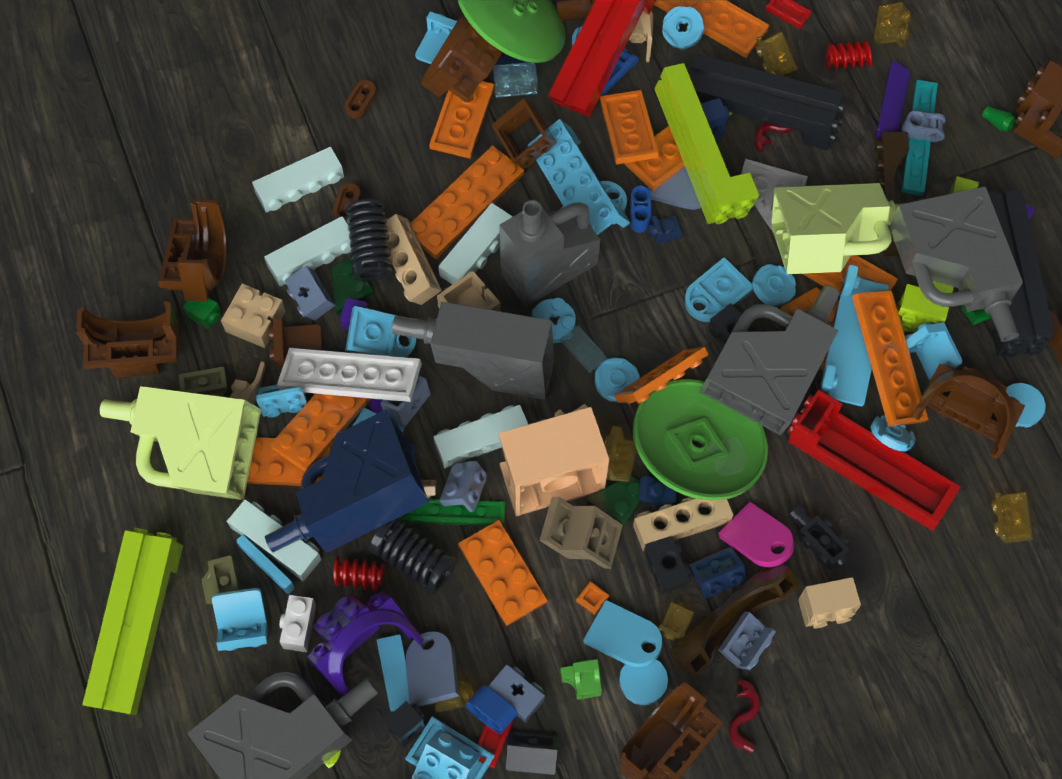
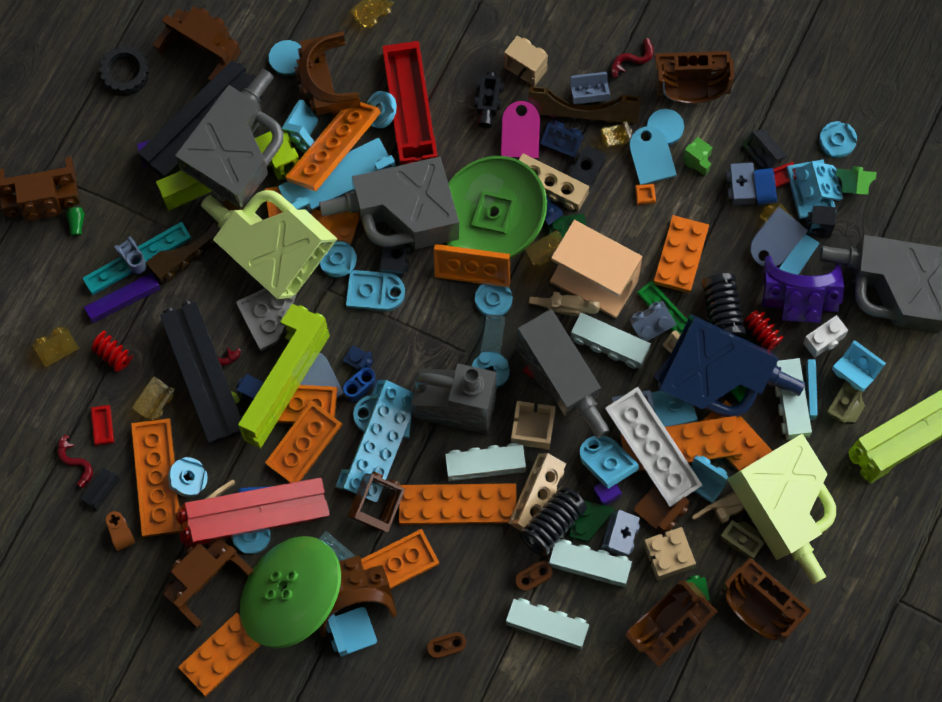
camera: 130 degrees left, 5 degrees up
(581, 532) = (618, 224): dark tan bracket -> none

